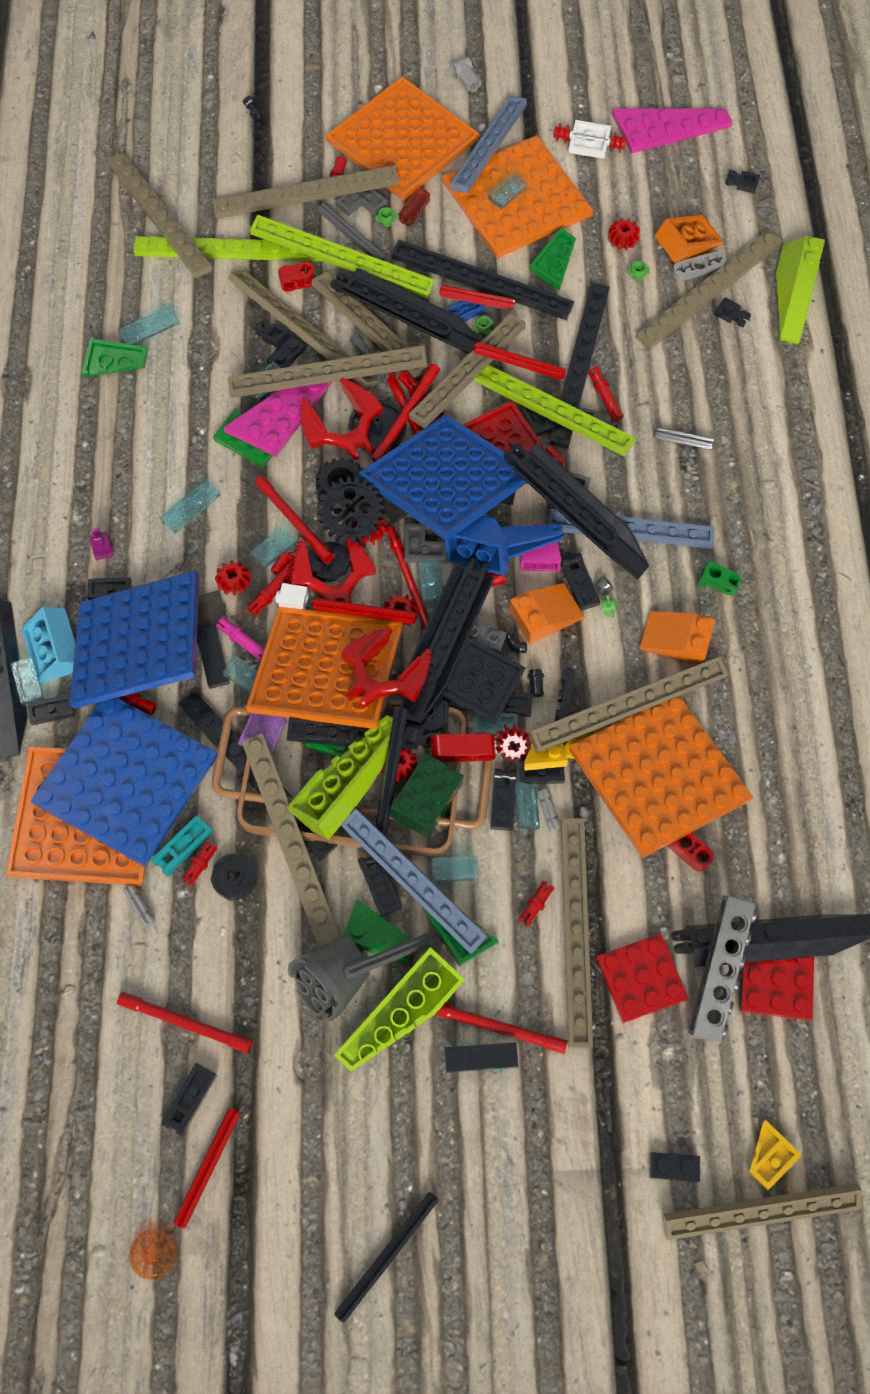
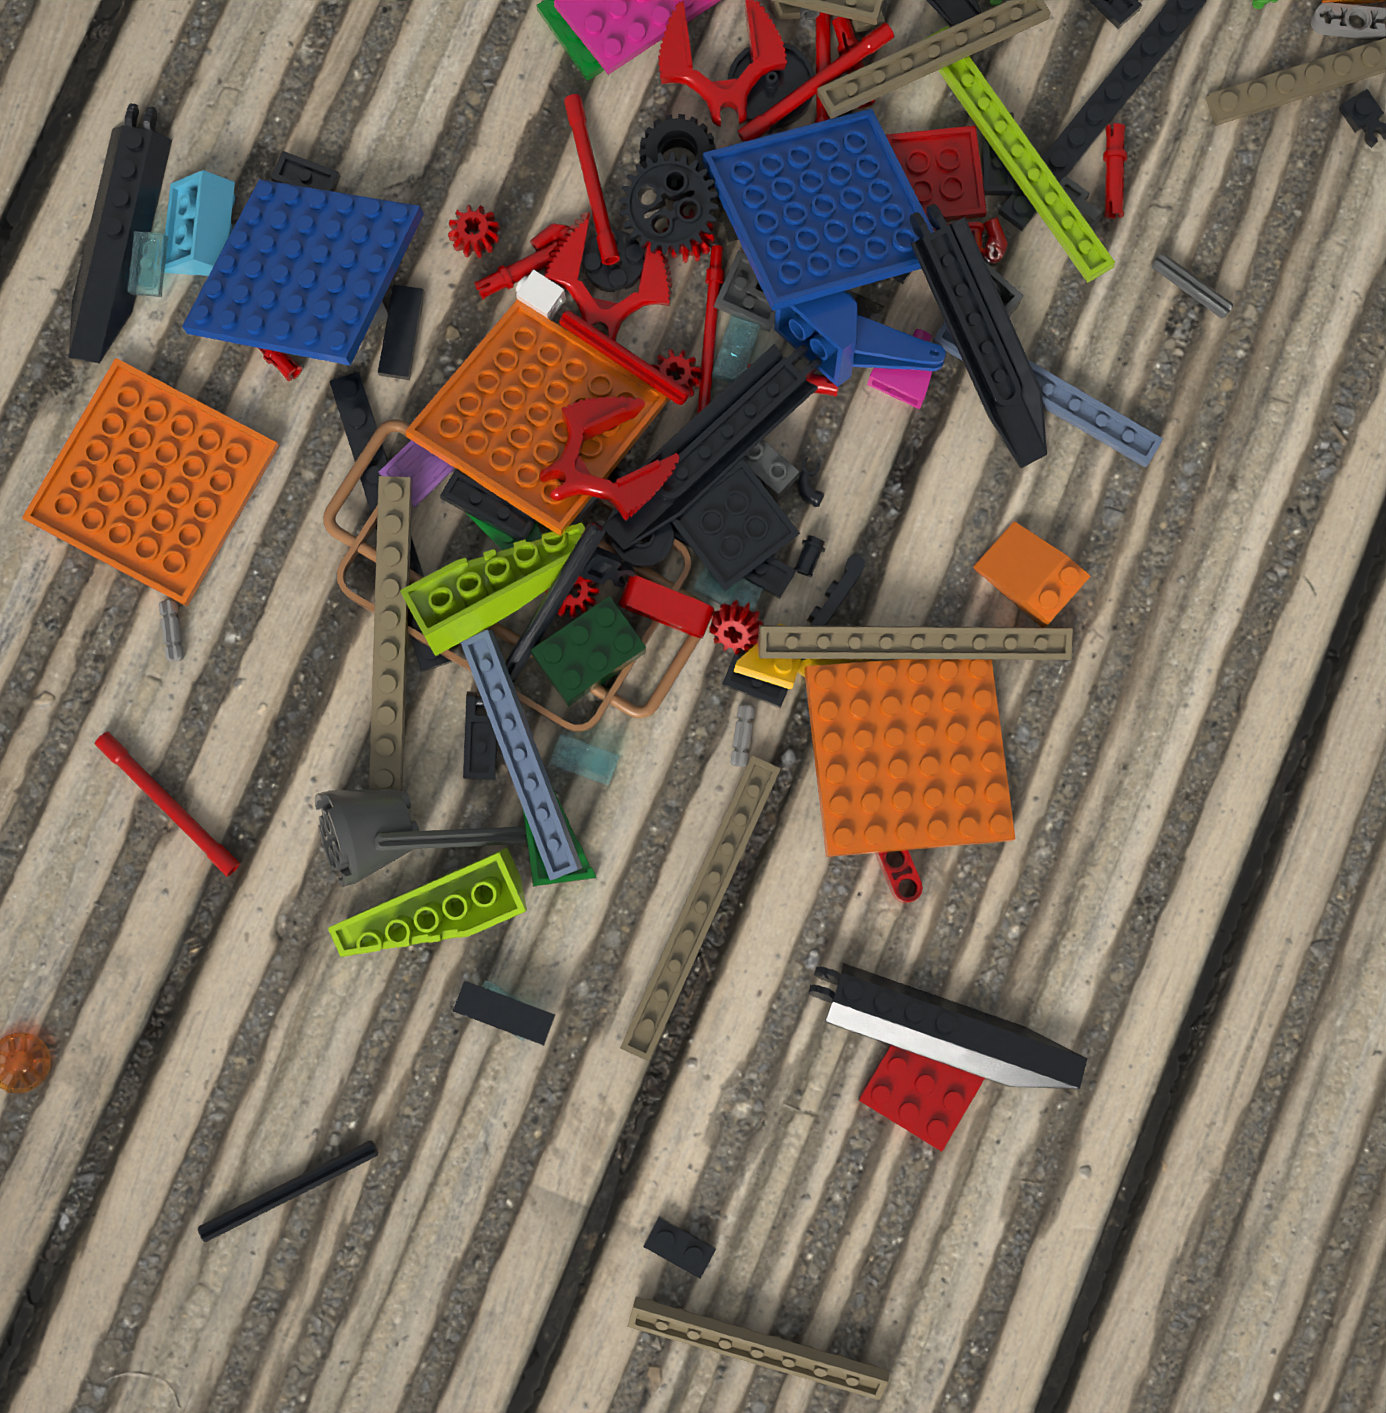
camera: 25 degrees right, 15 degrees up
(50, 709) = (159, 316): black plate -> none
(100, 544) = (319, 106): magenta piece -> none
(125, 779) = (217, 457): blue plate -> none
(182, 845) = (256, 576): teal plate -> none
(189, 1098) = (134, 900): black plate -> none
(190, 506) = (462, 98): clear light blue plate -> none
(198, 863) = (266, 609): red pin -> none
(206, 1168) = (121, 991): red axle -> none
(210, 609) = (424, 263): clear smoke piece -> none
(221, 873) = (289, 634): black plate -> none
(237, 634) = (448, 321): dark pink pin -> none
(240, 673) = (426, 373): clear light blue plate -> none
(271, 548) = (547, 209): clear light blue plate -> none
(373, 932) = (444, 795): green wing -> none
(503, 800) = (690, 696): black plate -> none
(519, 360) = (1013, 69): red axle -> none
(527, 806) = (715, 719): clear light blue plate -> none
(536, 903) = (667, 850): red pin -> none
(544, 611) = (871, 460): orange slope -> none
(546, 1041) = (597, 1028): red piece -> none
(580, 582) = (939, 438): black plate -> none
(605, 585) = (970, 457): dark grey hinge -> none
(608, 605) = (960, 490): bright green plate -> none
(642, 978) = (754, 1004): red plate -> none
(711, 977) = (812, 1110): brick -> none
(720, 578) = (1132, 517): green leg -> none
(772, 1157) = (803, 1291): yellow wing -> none

